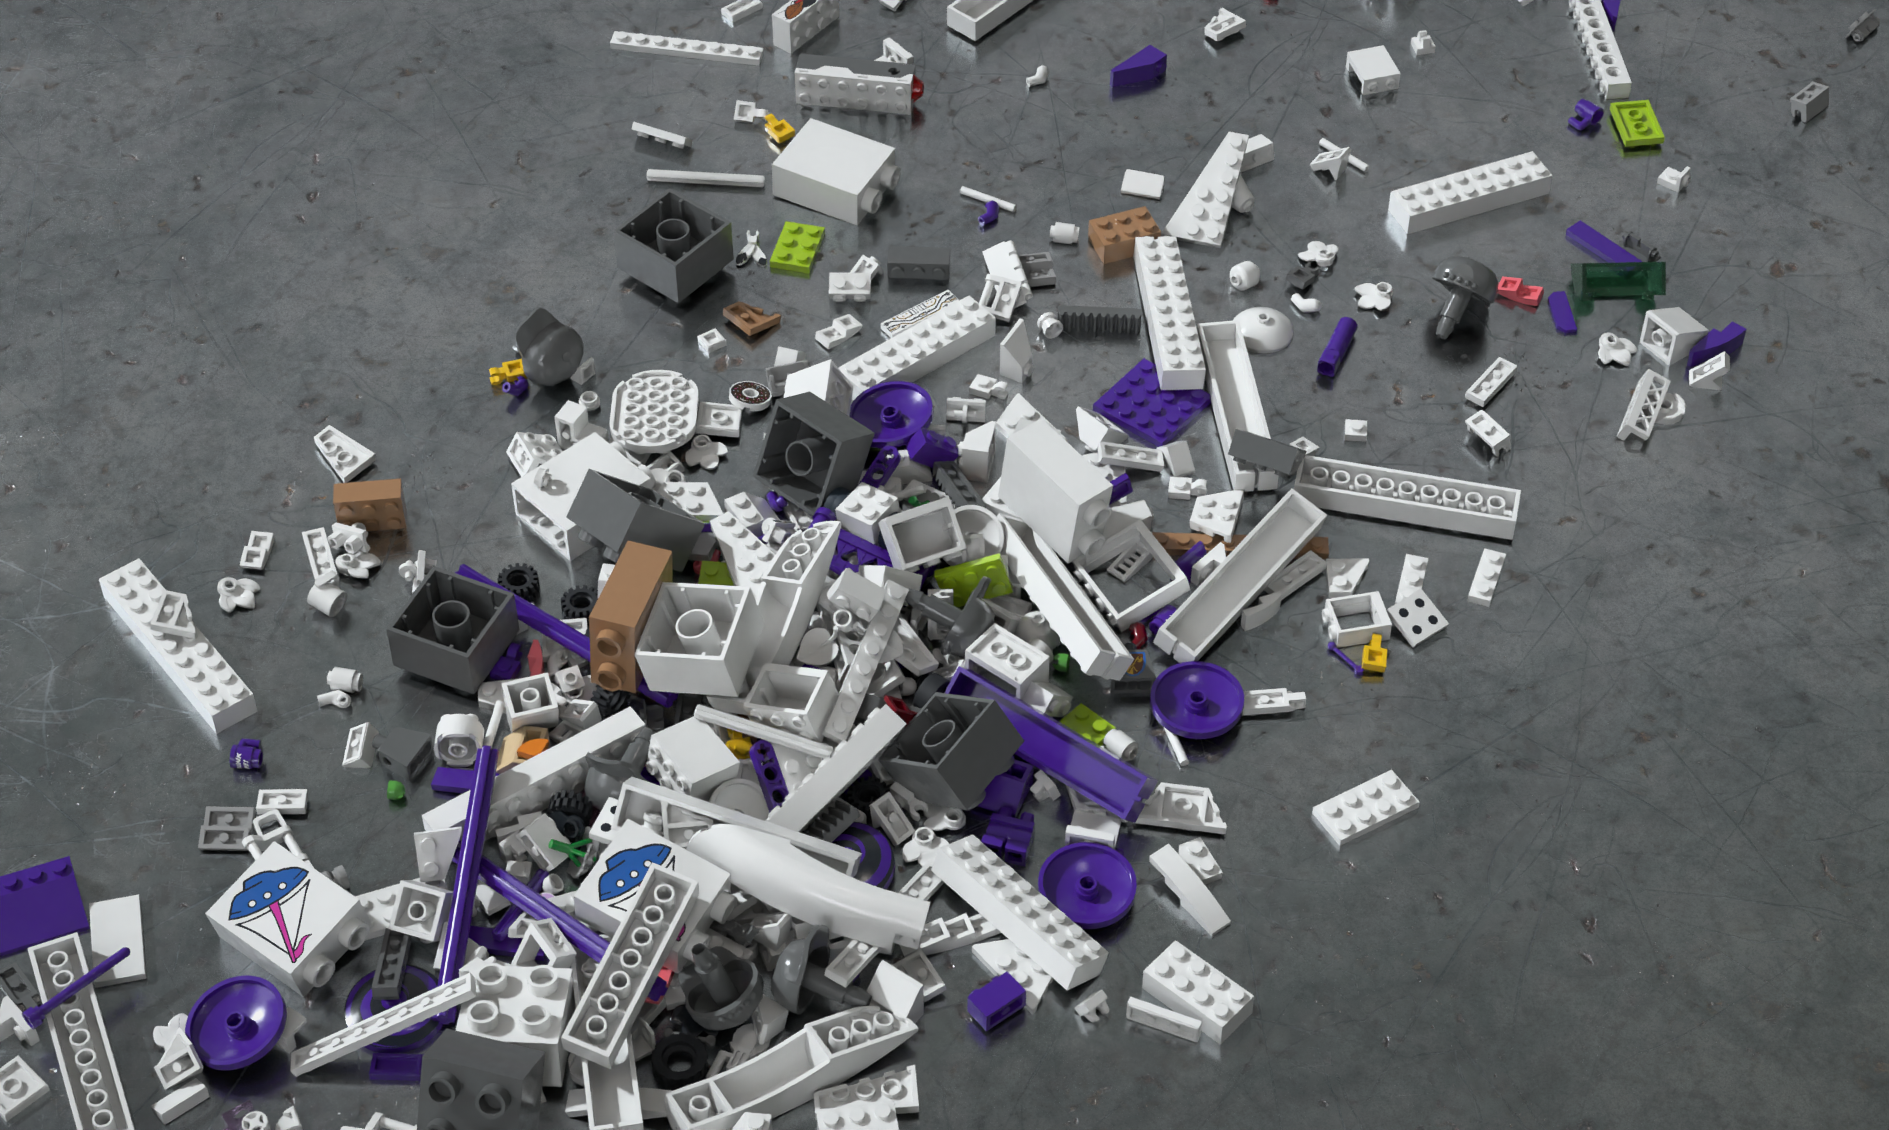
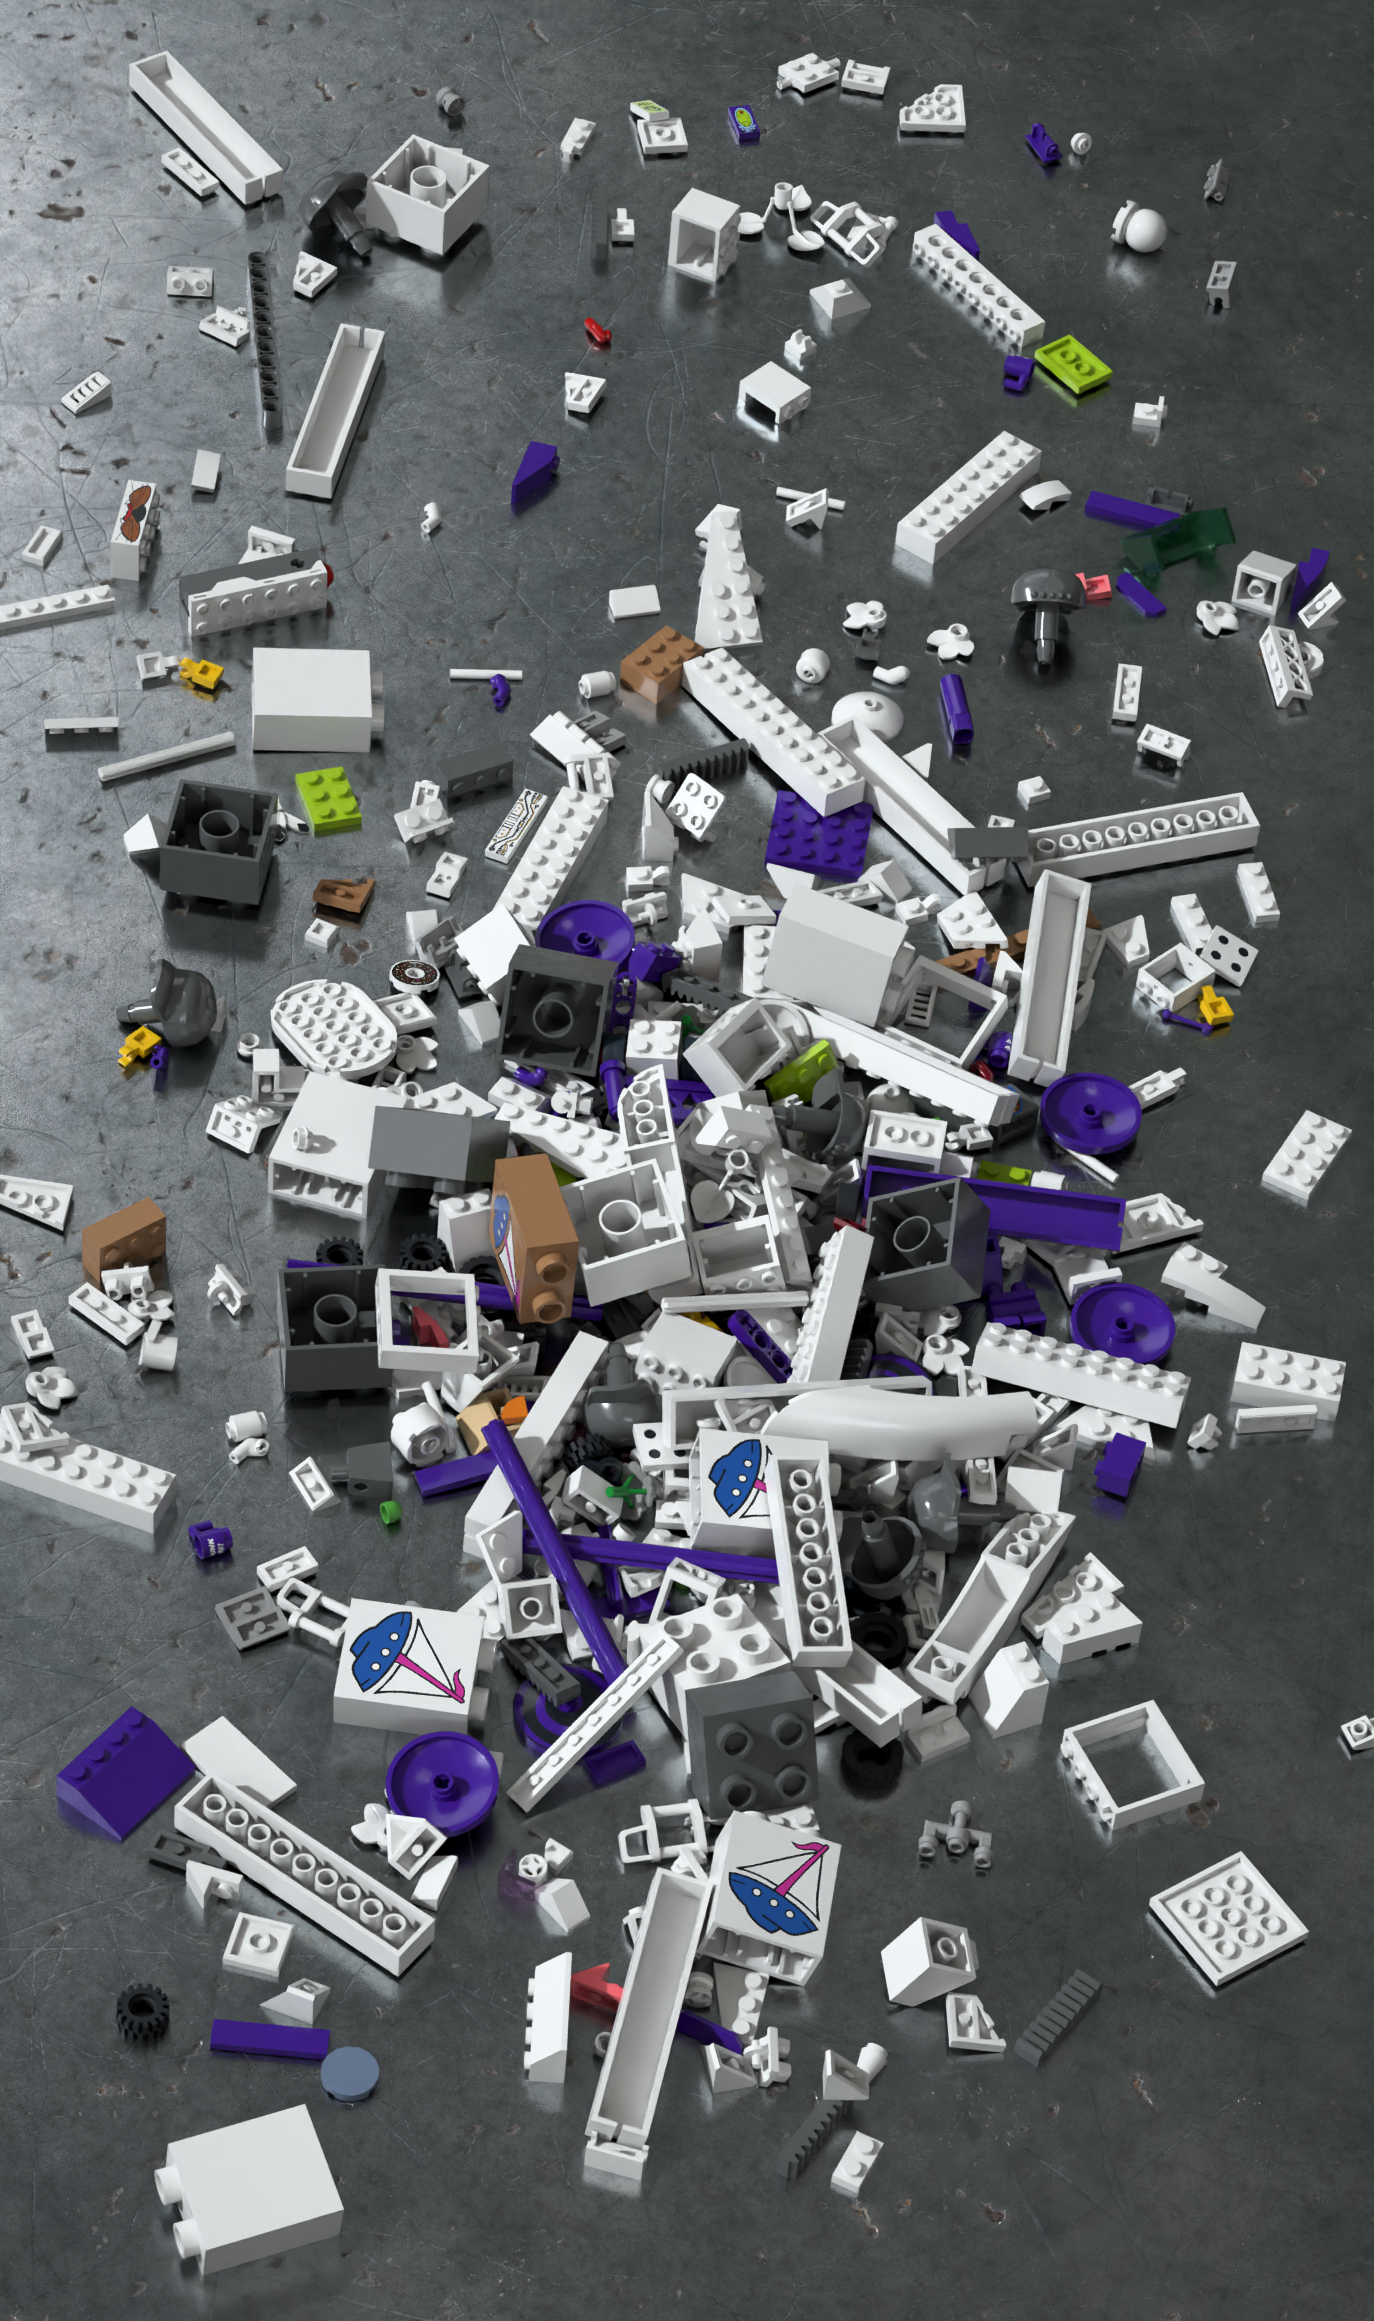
camera: 35 degrees left, 0 degrees up
(35, 1015) = (245, 1862): dark purple piece -> none
(510, 692) = (427, 1358): none -> white window
(957, 966) = (1058, 1447): none -> white slope
(1056, 346) = (696, 807): none -> white bracket
(1086, 683) = (971, 1135): none -> white plate
(1271, 378) = (919, 760): none -> white slope
(1482, 19) = (840, 298): none -> white slope
(1534, 210) = (1042, 495): none -> white slope
(1764, 38) = (1142, 229): none -> white tile

